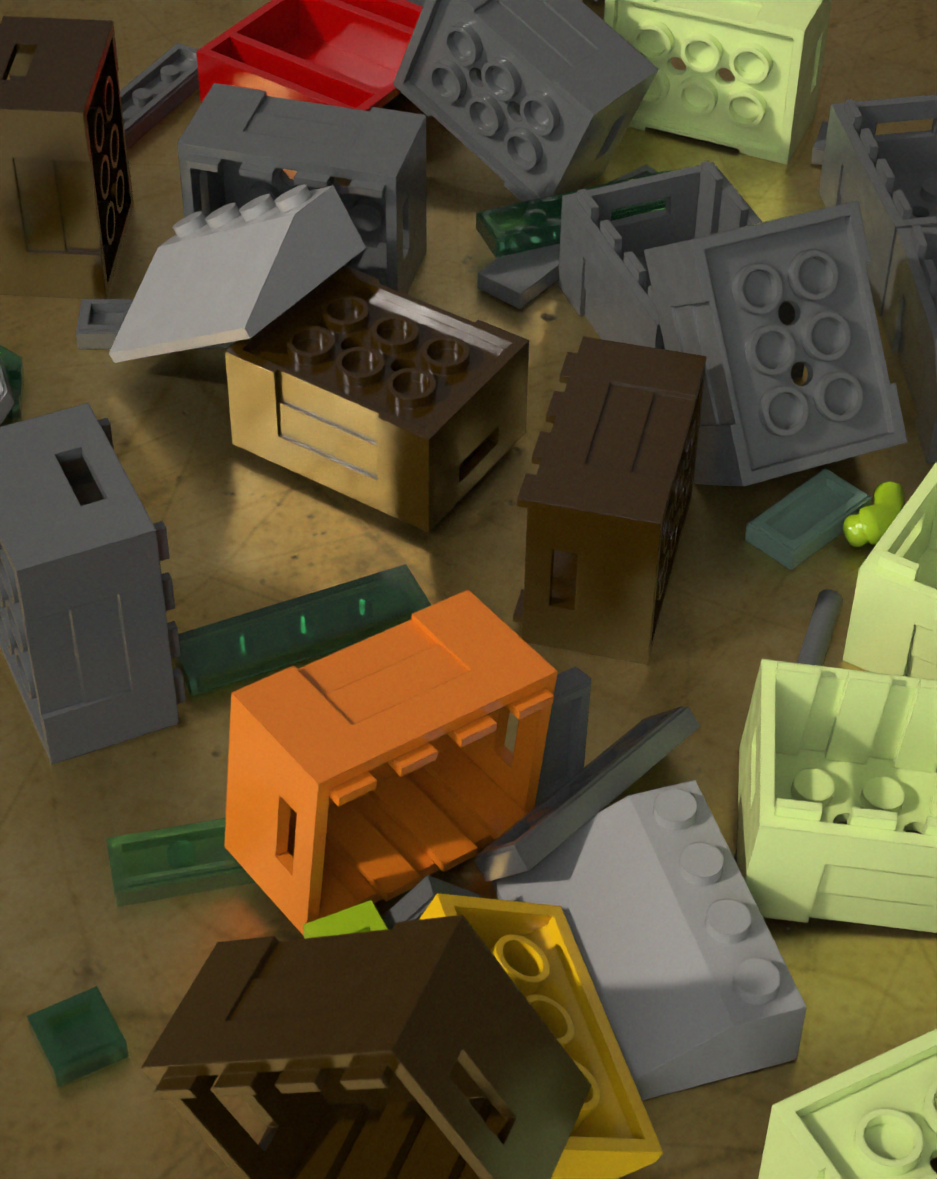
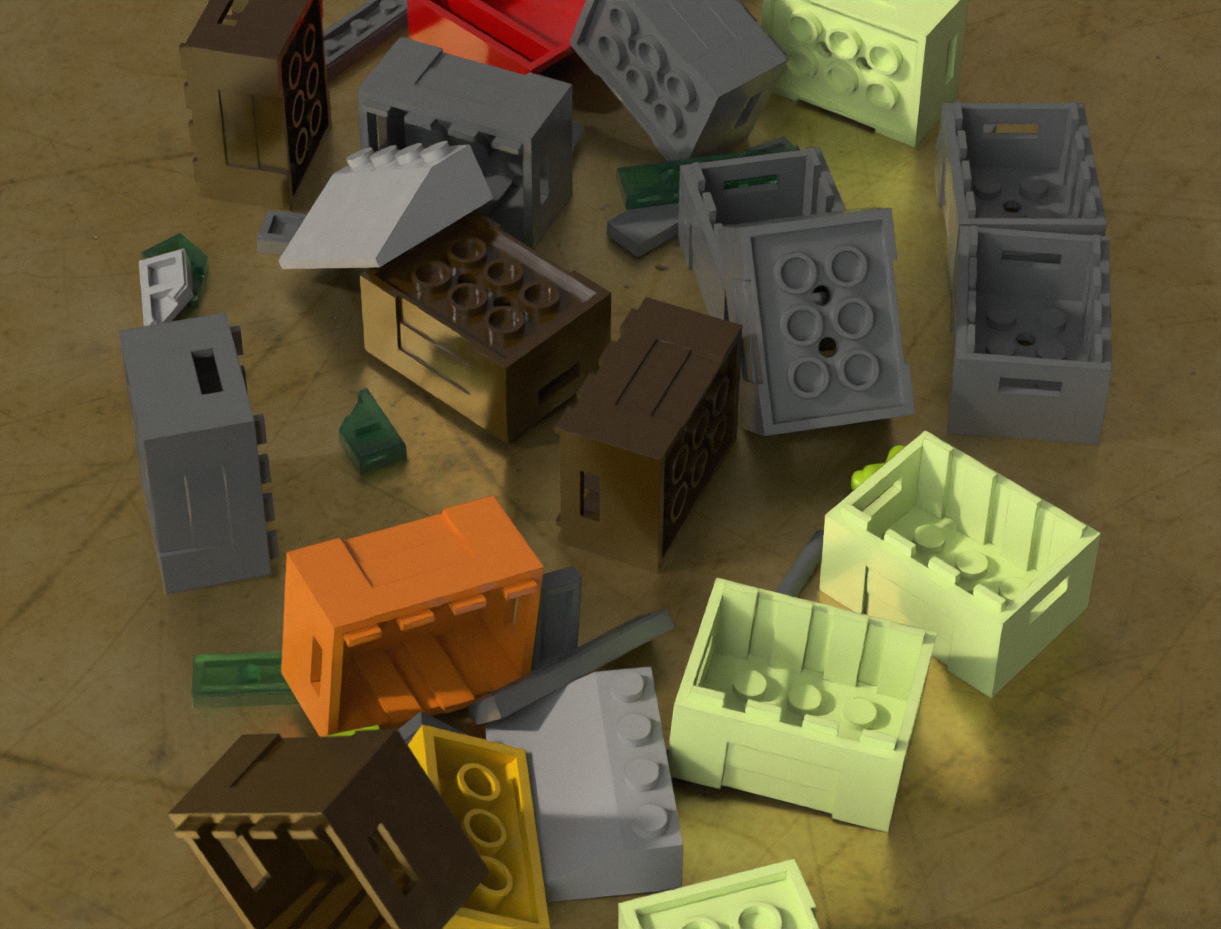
camera: 10 degrees right, 0 degrees up
(77, 1036) = (142, 797): clear green tile -> none
(263, 543) = (370, 436): none -> clear green tile
(297, 629) = (374, 508): clear green tile -> none
(806, 519) = (823, 468): sand green tile -> none

